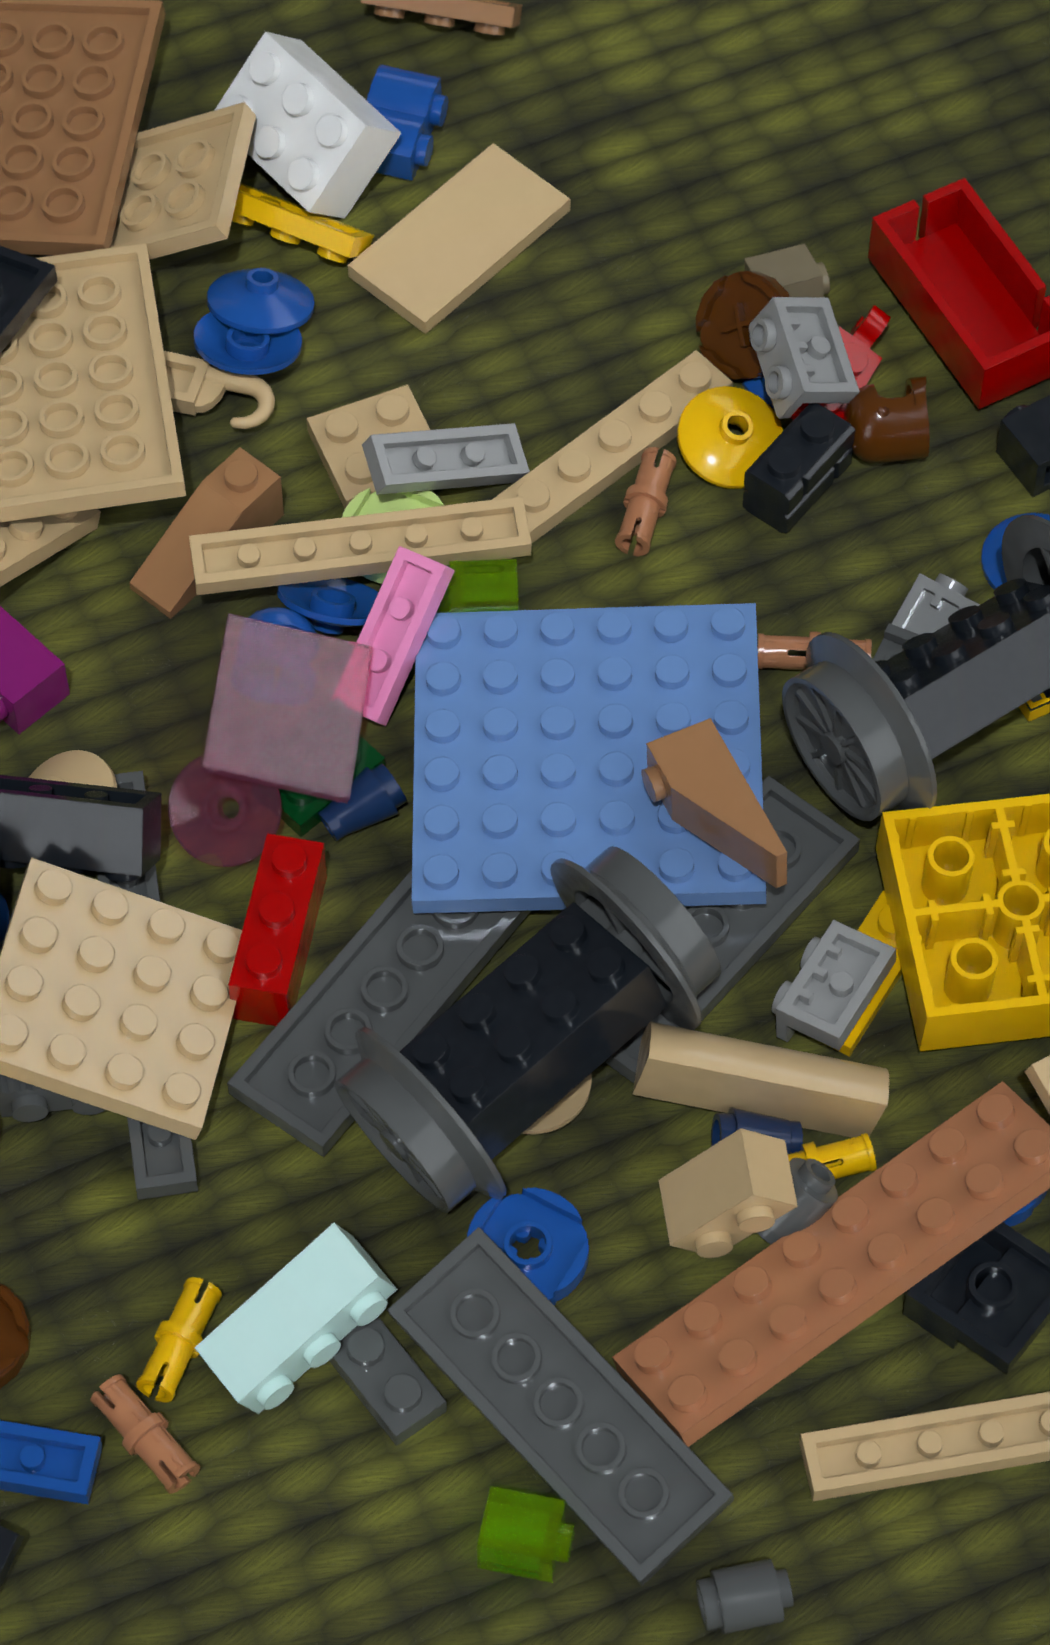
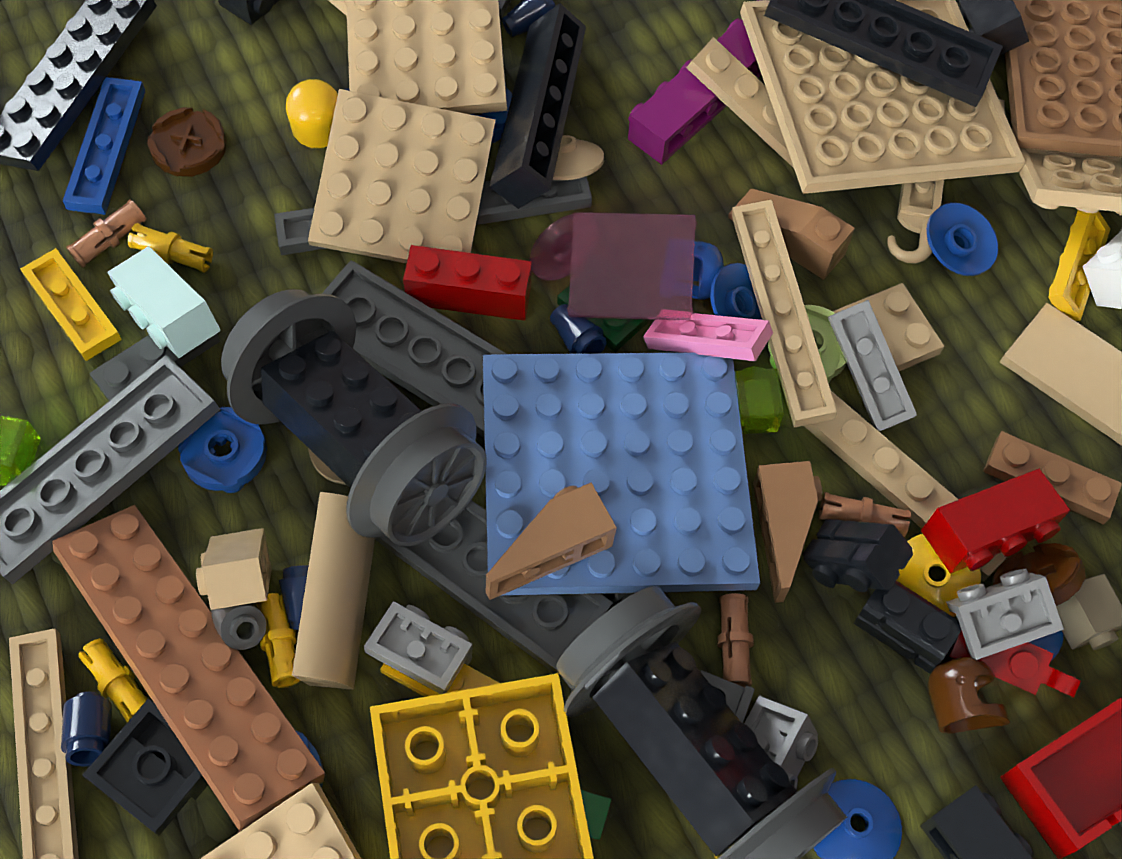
camera: 85 degrees right, 5 degrees up
(260, 301) = (1001, 249): blue dish -> none
(271, 1473) = (71, 304): none -> yellow plate
(596, 302) = (1078, 486): none -> medium nougat plate
(655, 573) = (785, 505): none -> medium nougat slope
(678, 352) = (995, 521): none -> red brick
(719, 500) = (857, 554): none -> black brick
(871, 1359) = (113, 678): none -> yellow pin
(939, 1380) = (85, 728): none -> dark blue brick

